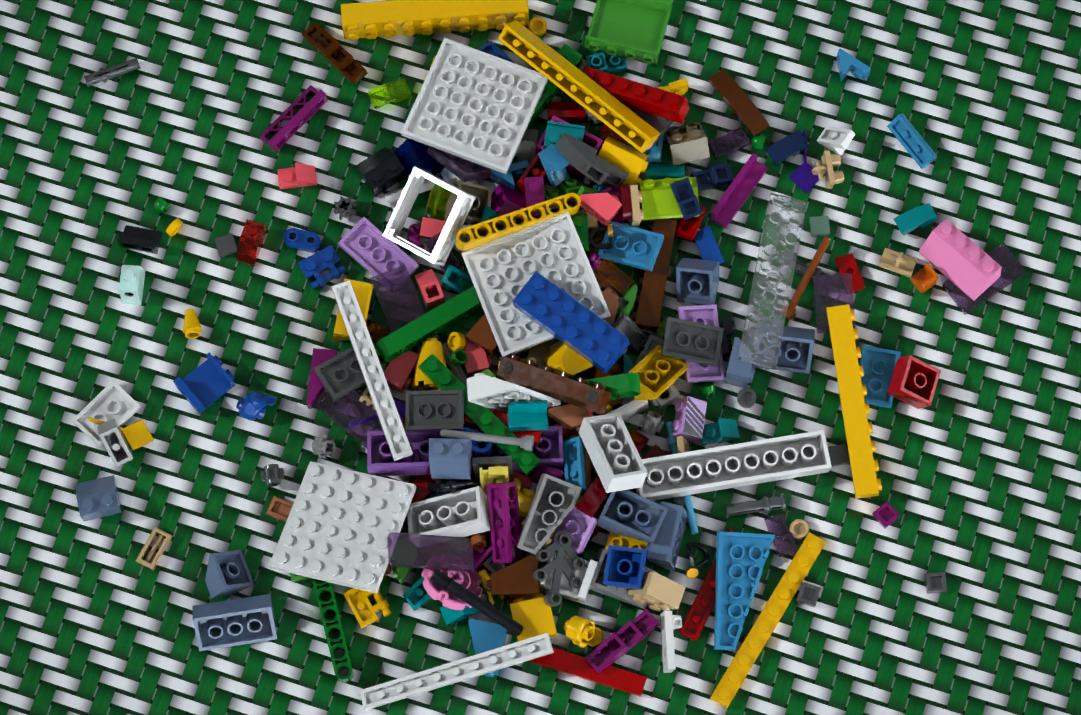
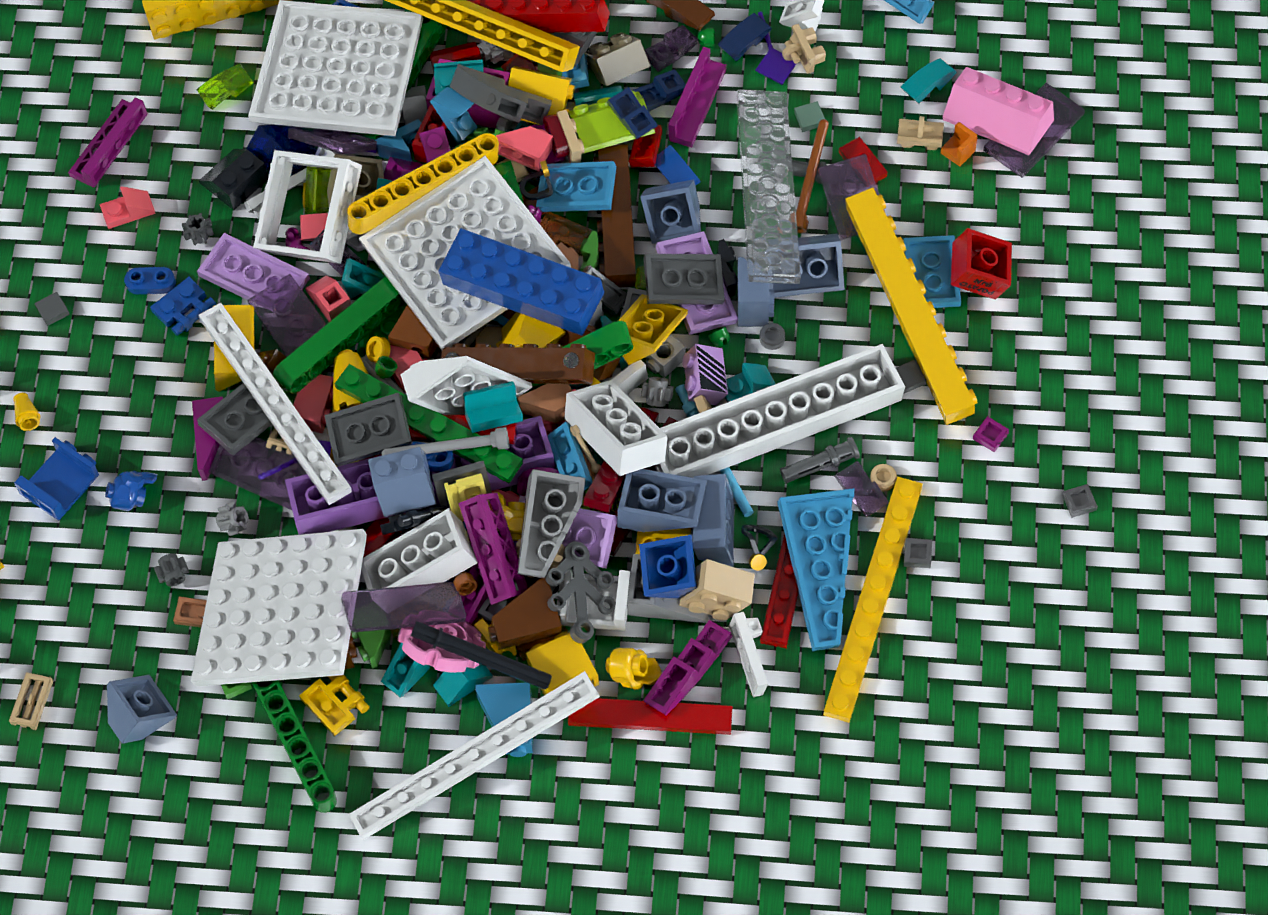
camera: 10 degrees left, 10 degrees down
(234, 622) = (159, 768): sand blue slope -> none
(251, 242) = (83, 295): clear red slope -> none
(334, 54) = (144, 57): reddish brown slope -> none
(592, 477) = (576, 432): none -> tan hinge

